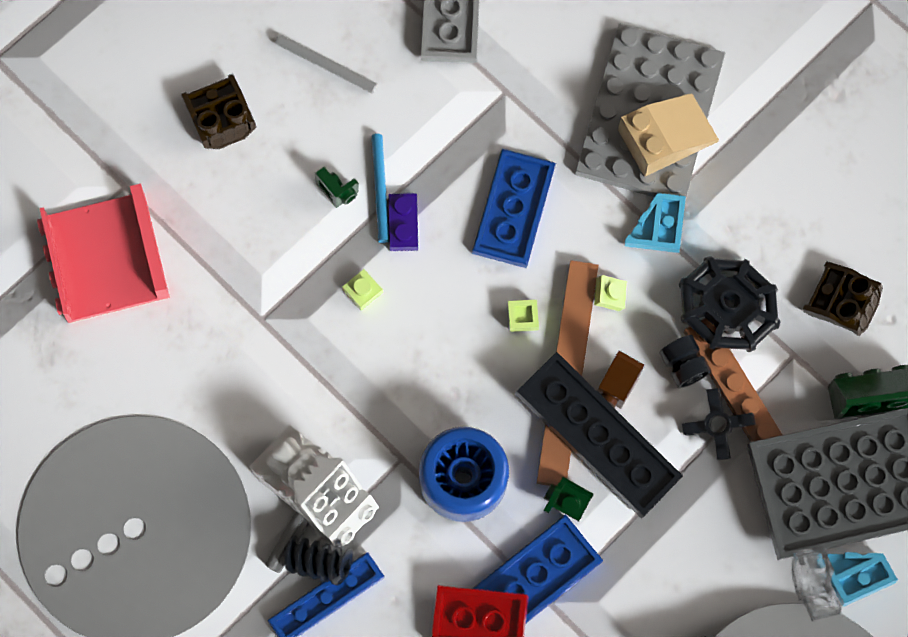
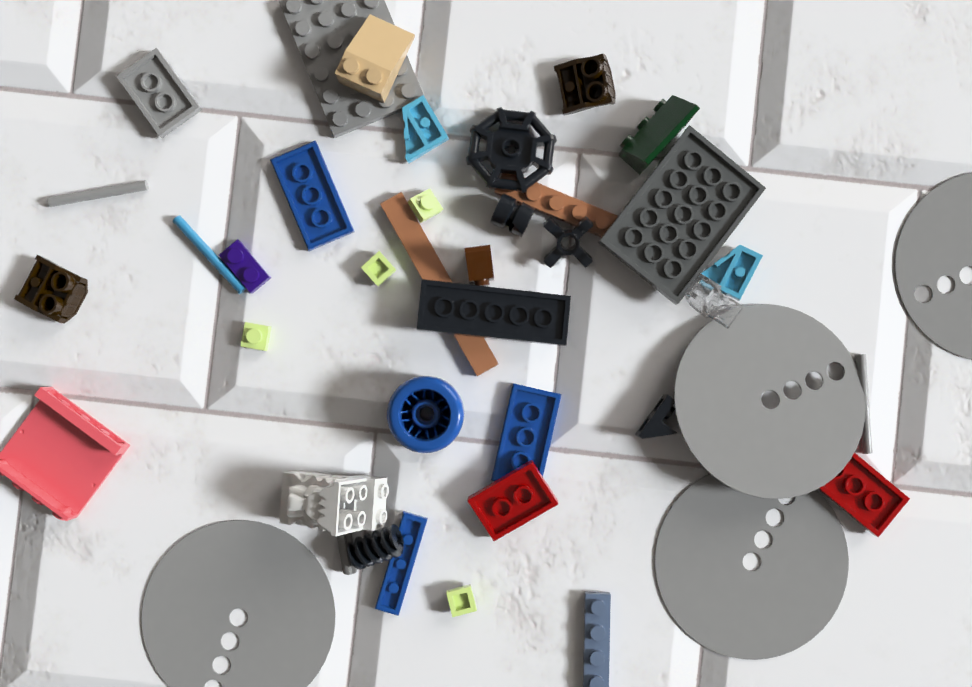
camera: 35 degrees left, 15 degrees up
(332, 187) = (174, 280): dark green bracket -> none
(568, 498) = (506, 372): dark green bracket -> none

